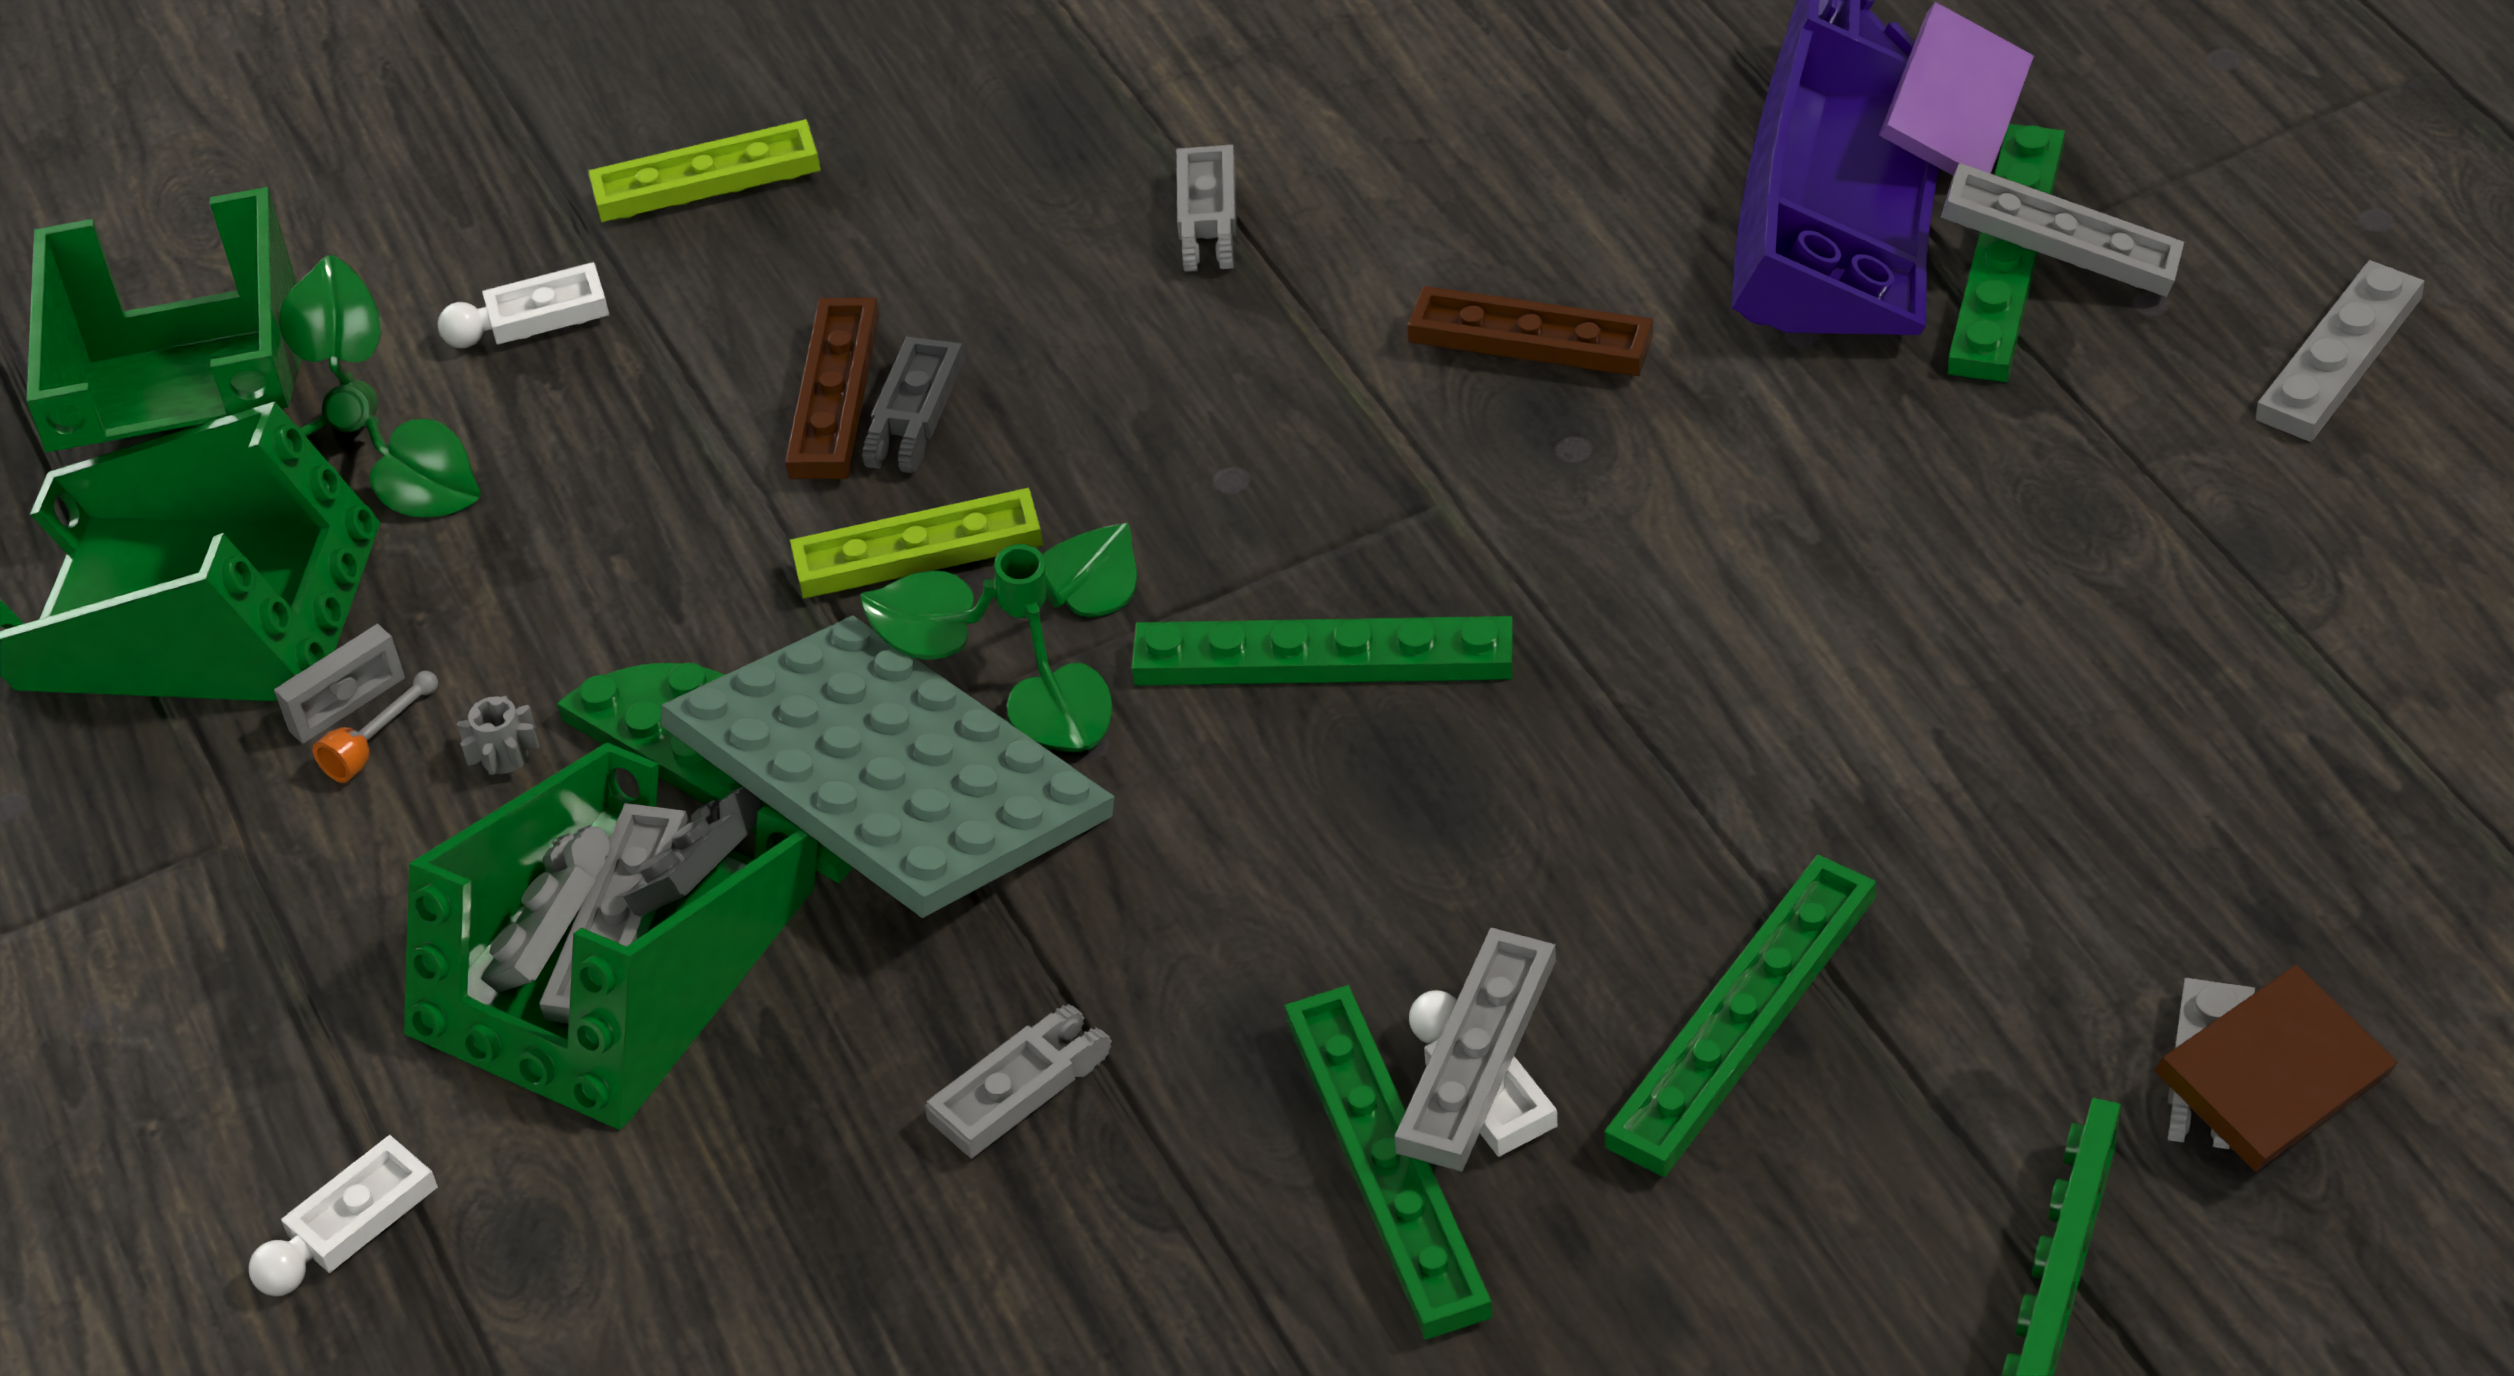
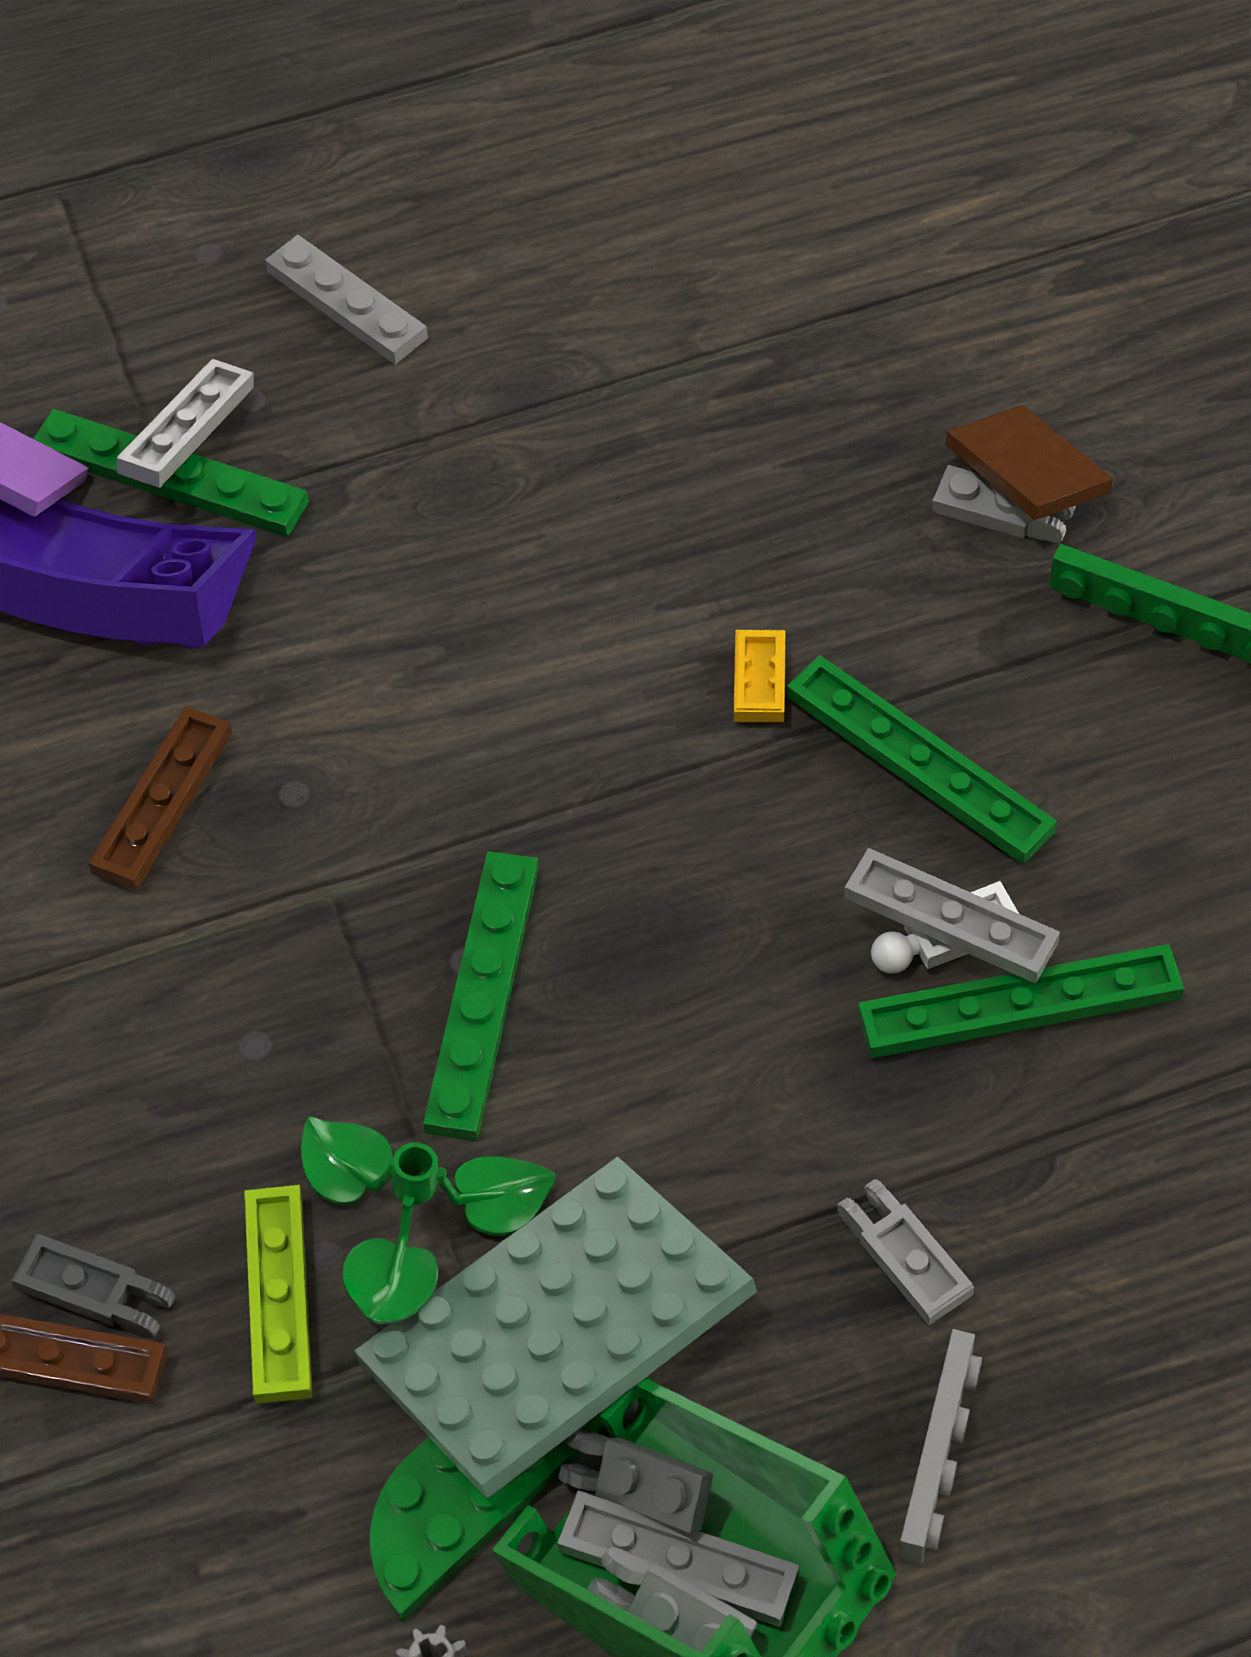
camera: 85 degrees left, 10 degrees up
(761, 1133) = (935, 1471): none -> light grey plate
(1839, 830) = (759, 676): none -> yellow plate

